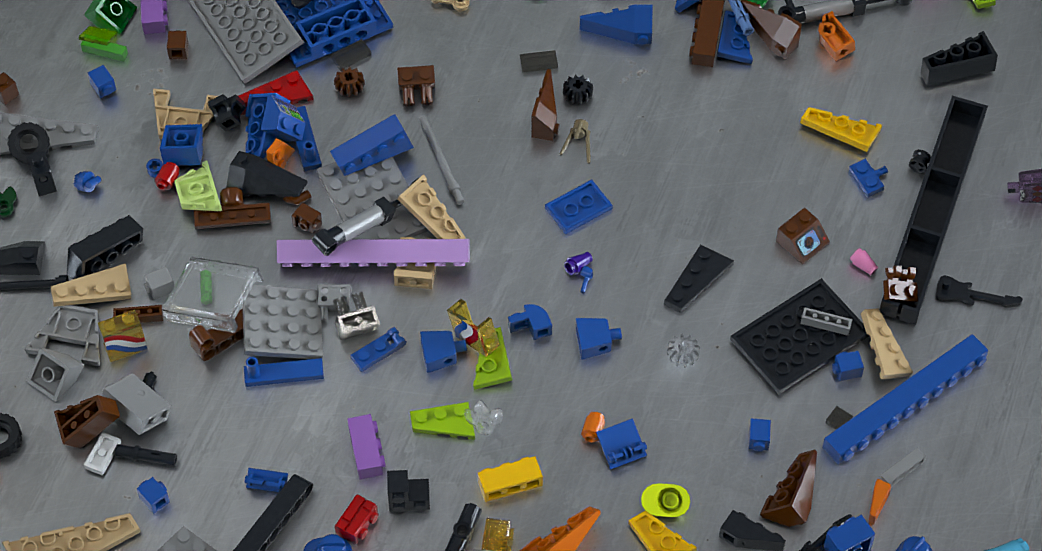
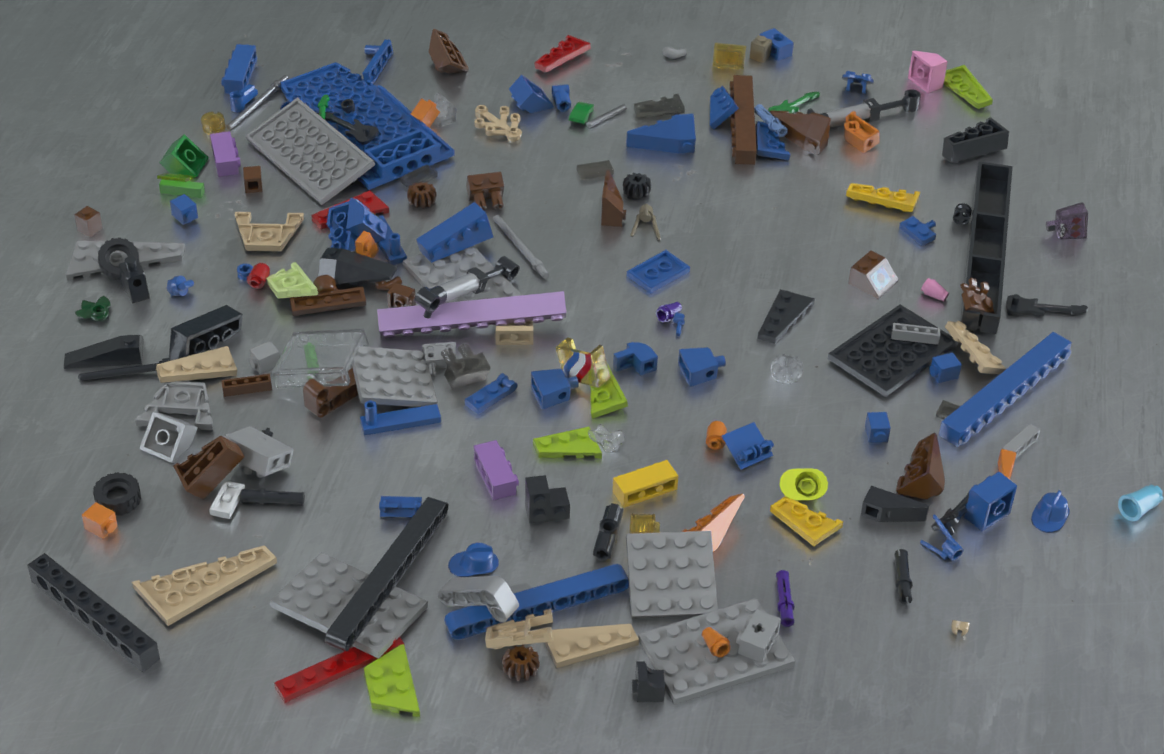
camera: 10 degrees left, 15 degrees down
(122, 335) = (236, 397): clear yellow panel -> none
(153, 494) = (285, 528): blue brick -> none
(182, 144) = (271, 249): blue slope -> none
(227, 111) = (309, 221): black brick -> none
(356, 519) = (499, 529): red brick -> none
(426, 207) = (515, 276): tan wing -> none

